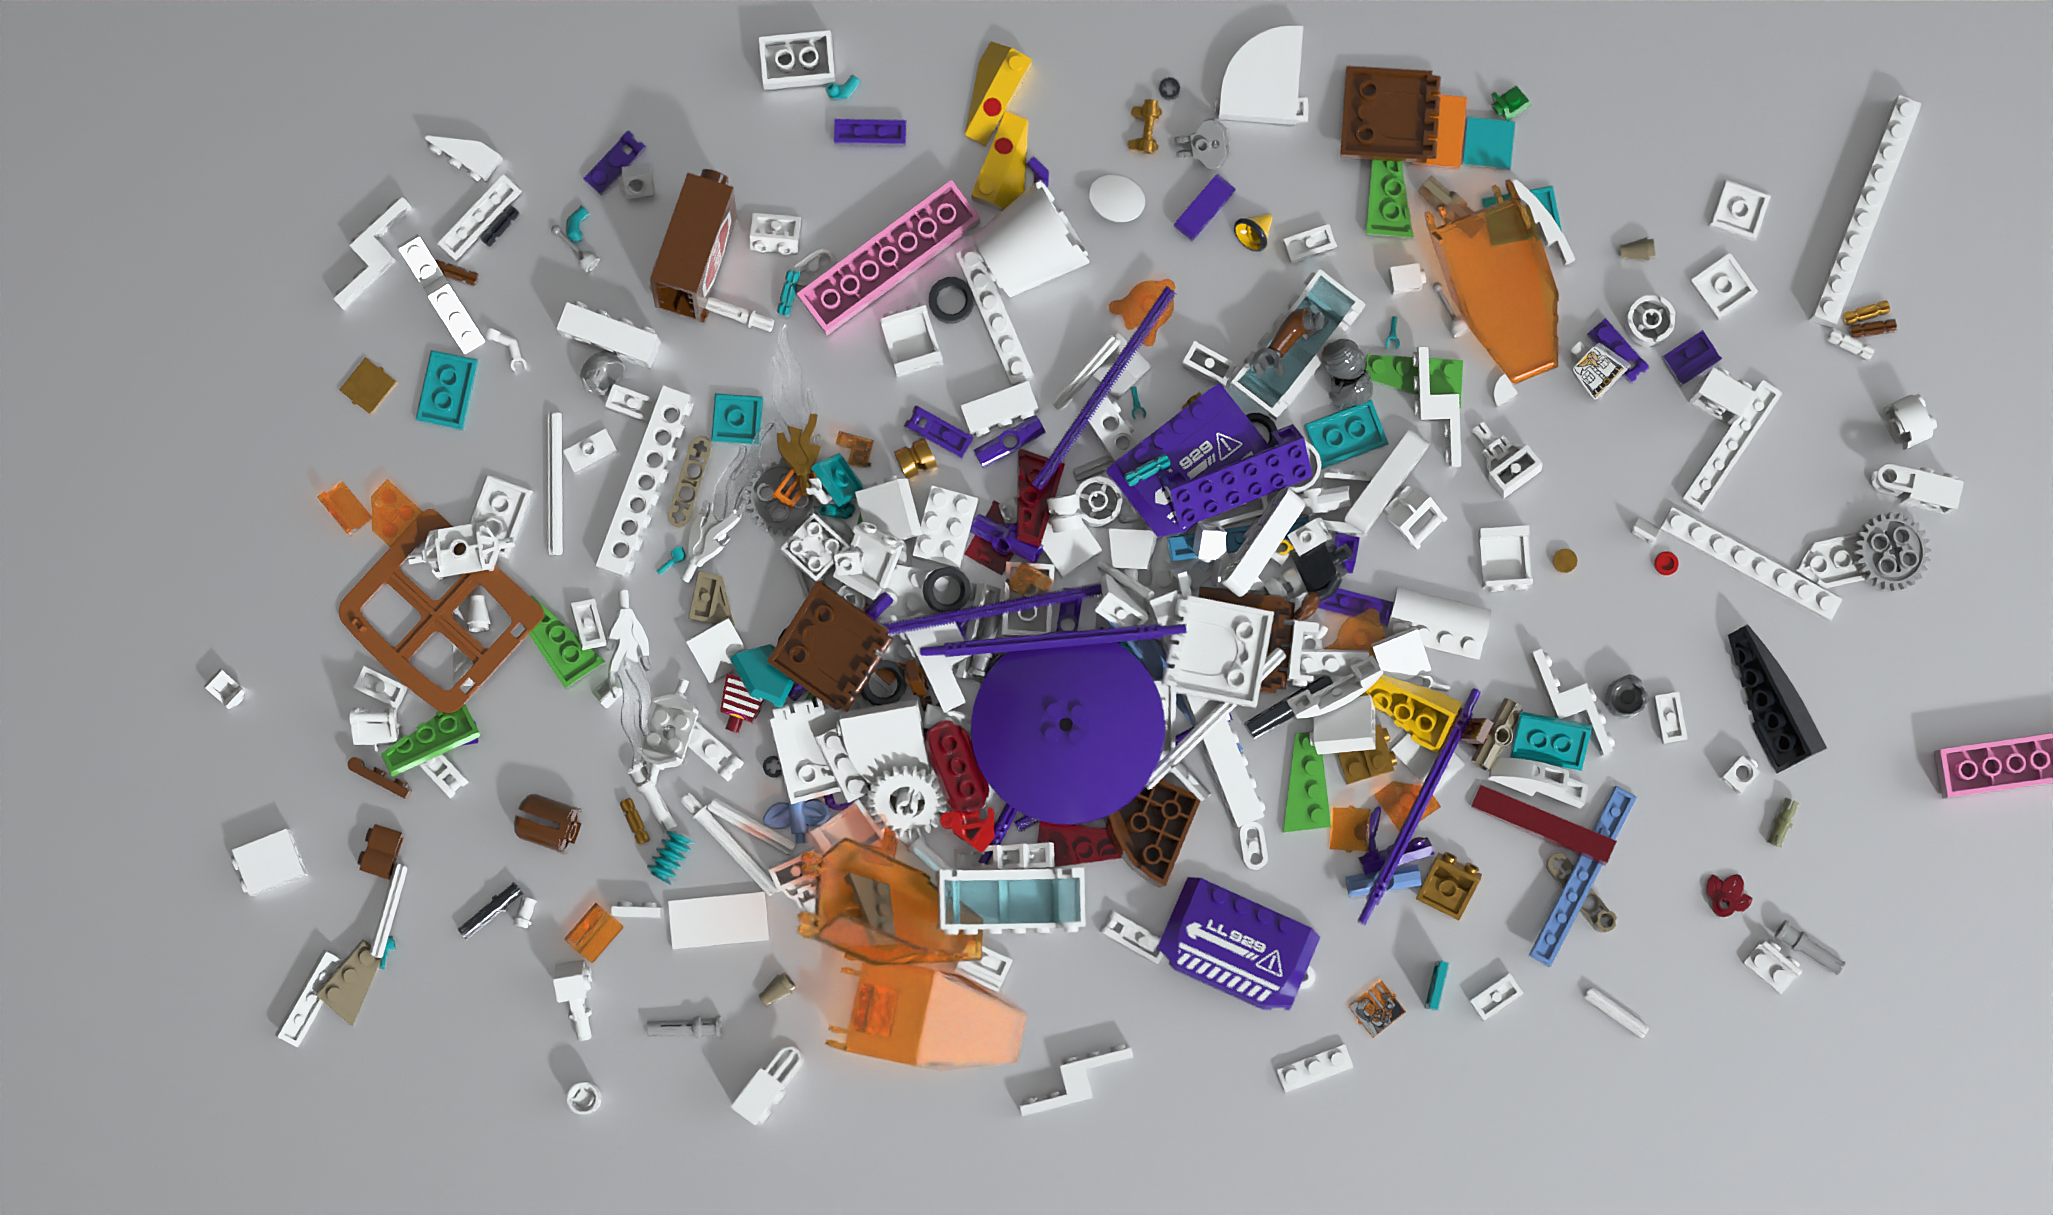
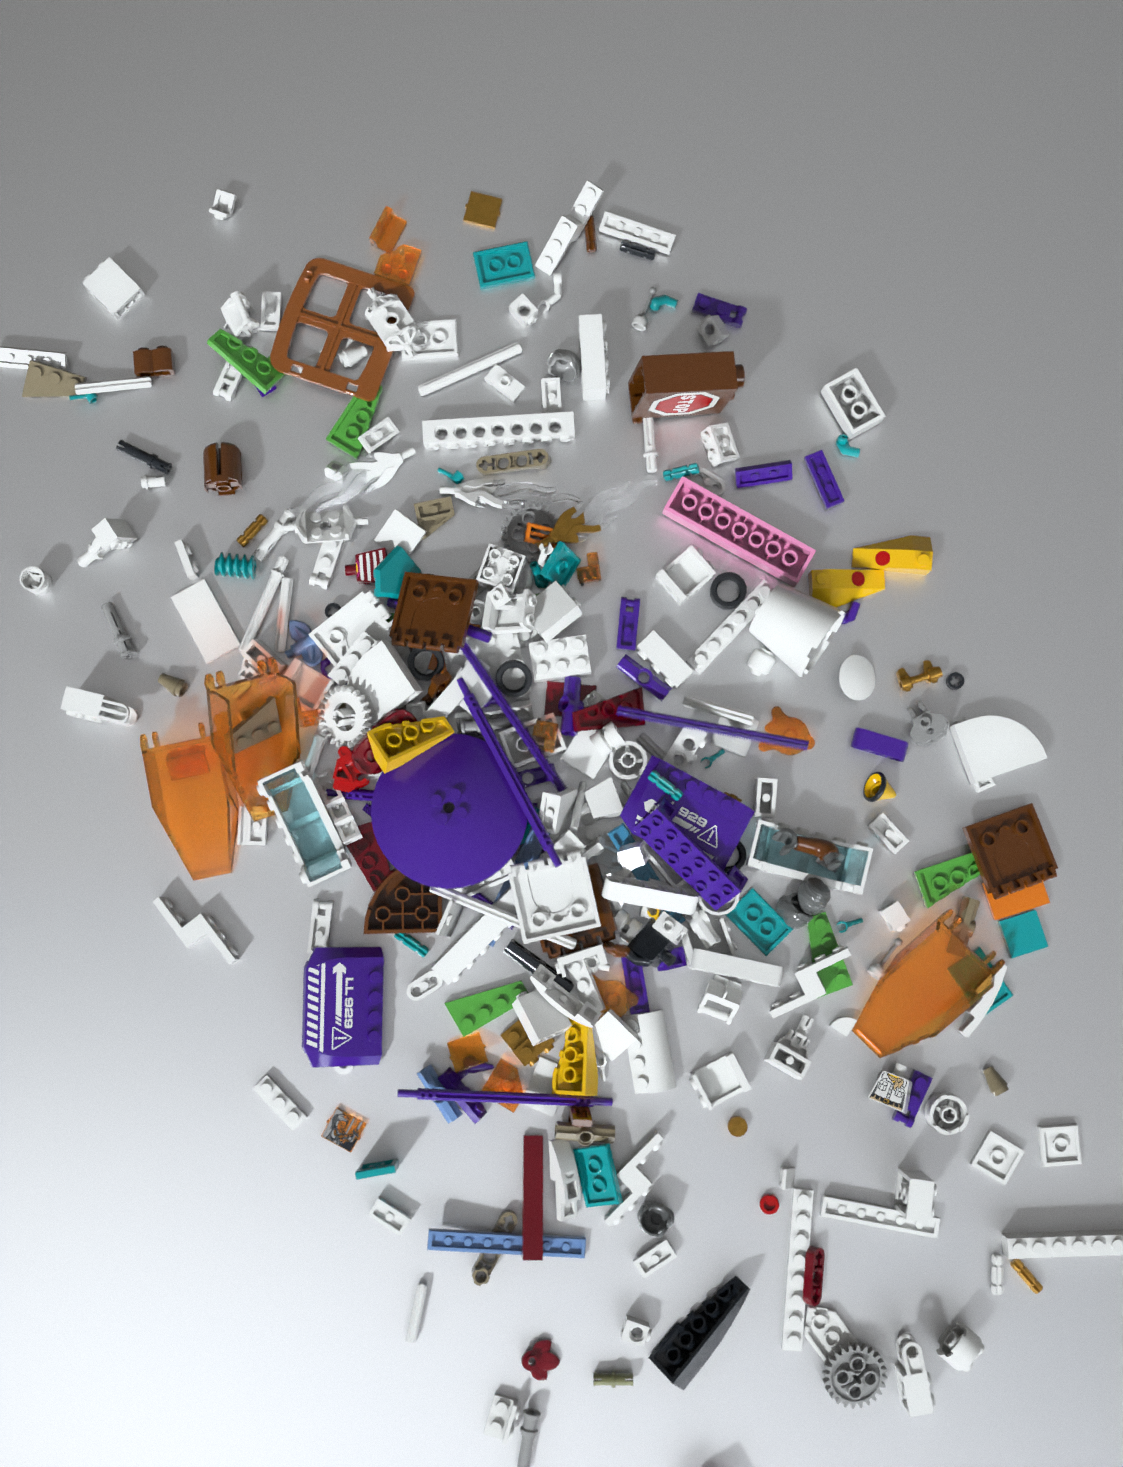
camera: 65 degrees right, 0 degrees up
(372, 252) = (578, 169): white bracket -> none
(379, 777) = (204, 353): reddish brown plate -> none
(470, 154) = (679, 205): white slope -> none
(505, 386) = (520, 304): none -> white brick
(593, 933) = (158, 536): clear orange panel -> none
(736, 418) = (574, 475): teal tile -> none
(832, 198) = (763, 474): none -> dark purple plate
(915, 458) = (600, 614): pearl gold wheel -> none
(966, 747) = (401, 742): none -> yellow wedge
(1050, 298) = (761, 661): none -> white head
(1199, 839) = (412, 943): none -> teal axle
(1449, 885) = (457, 1145): pearl gold plate -> none
(1510, 103) = (1060, 936): green bracket -> none
(1692, 357) = (932, 1157): dark purple plate -> none
(1751, 542) = (813, 1287): none -> dark red beam
(1873, 328) = (1017, 1286): reddish brown axle -> none

